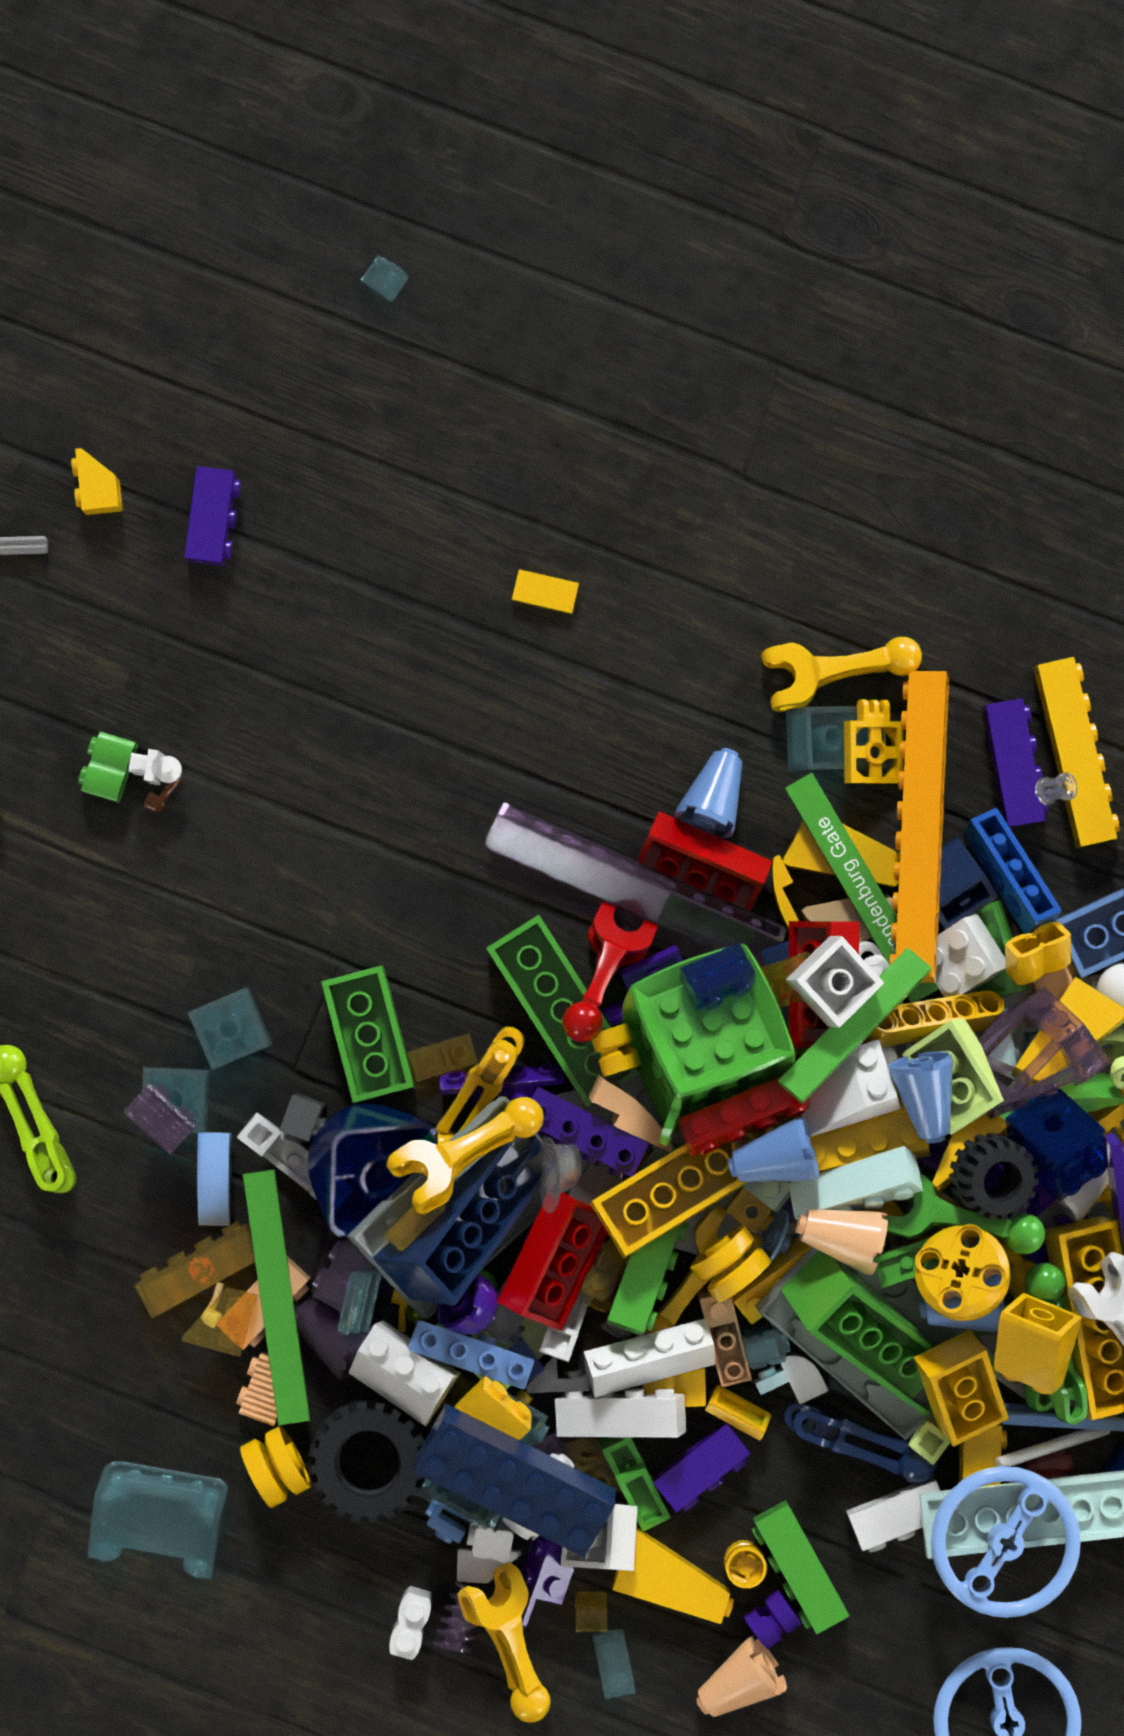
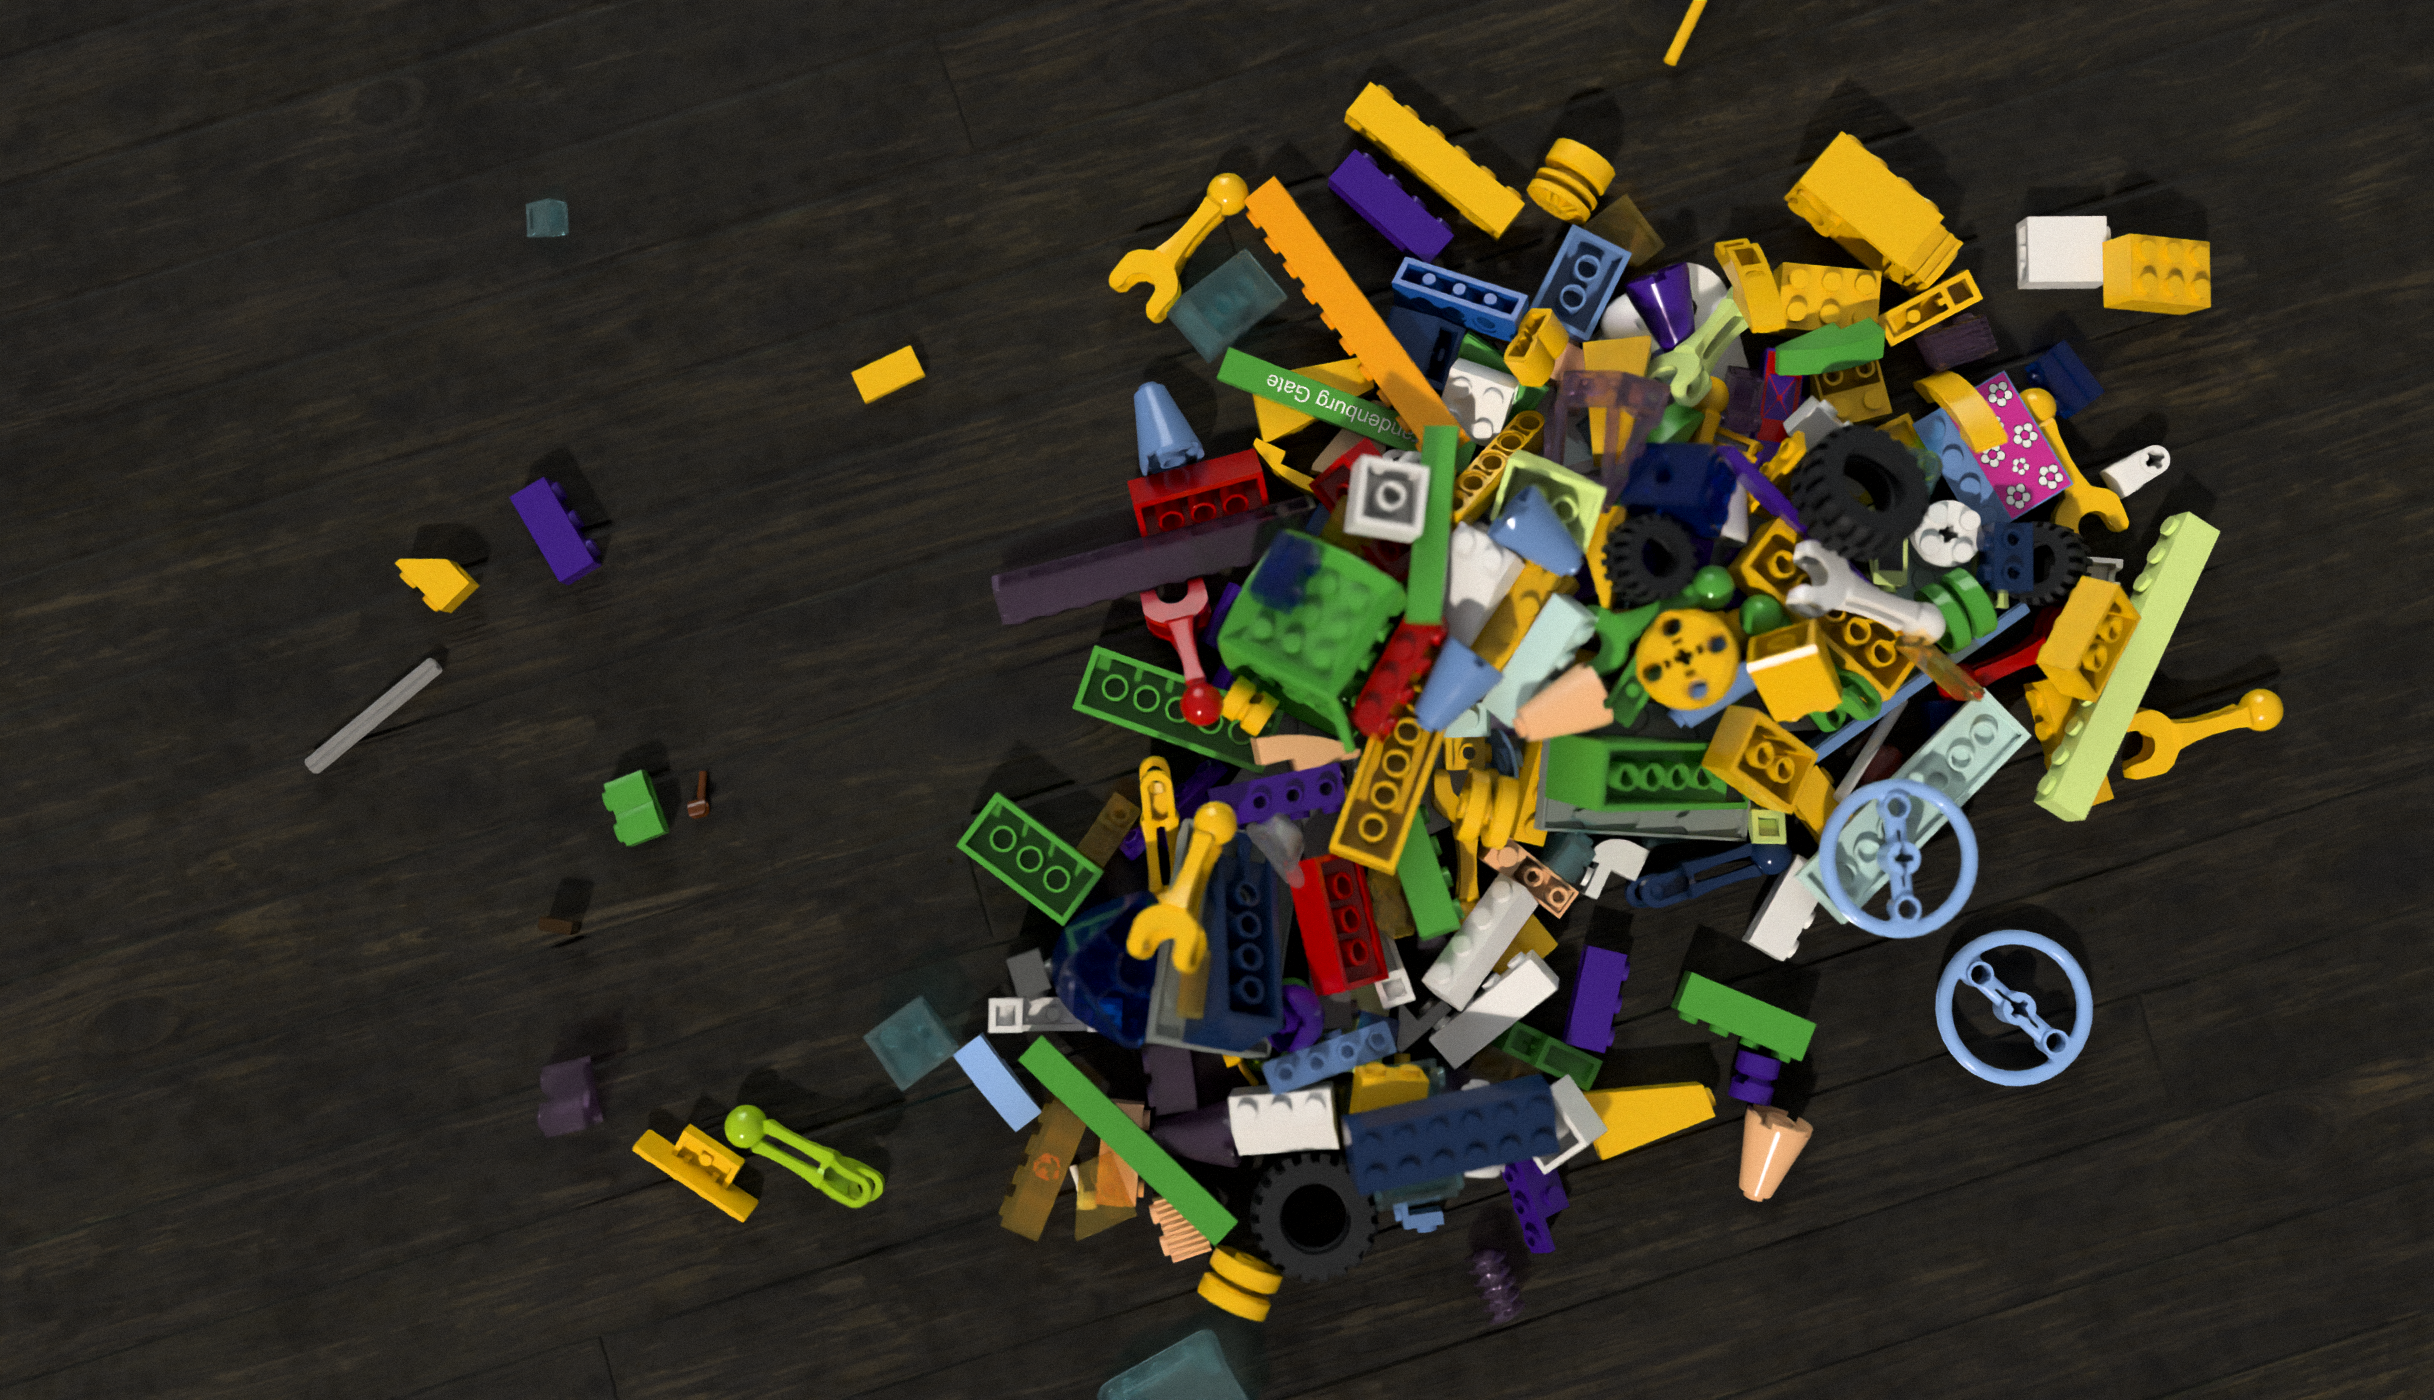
camera: 40 degrees left, 0 degrees up
(155, 767) = (674, 777): white hips -> none
(161, 1117) = (911, 1066): clear purple brick -> none
(230, 1028) = (911, 946): clear light blue brick -> none
(363, 1301) = (1203, 1085): clear light blue tile -> none
(412, 1617) = (1457, 1325): white brick -> none
(478, 1569) = (1478, 1225): white slope -> none
(491, 1542) = (1471, 1201): white brick -> none
(503, 1623) = (1532, 1259): yellow piece -> none
(591, 1611) = (1598, 1192): clear yellow slope -> none
(614, 1663) = (1651, 1220): clear light blue plate -> none
(738, 1412) = (1589, 928): yellow tile -> none
(745, 1564) = (1695, 1050): yellow wheel -> none
(876, 717) = (1244, 261): yellow piece -> none
(1056, 788) = (1442, 201): clear bush -> none

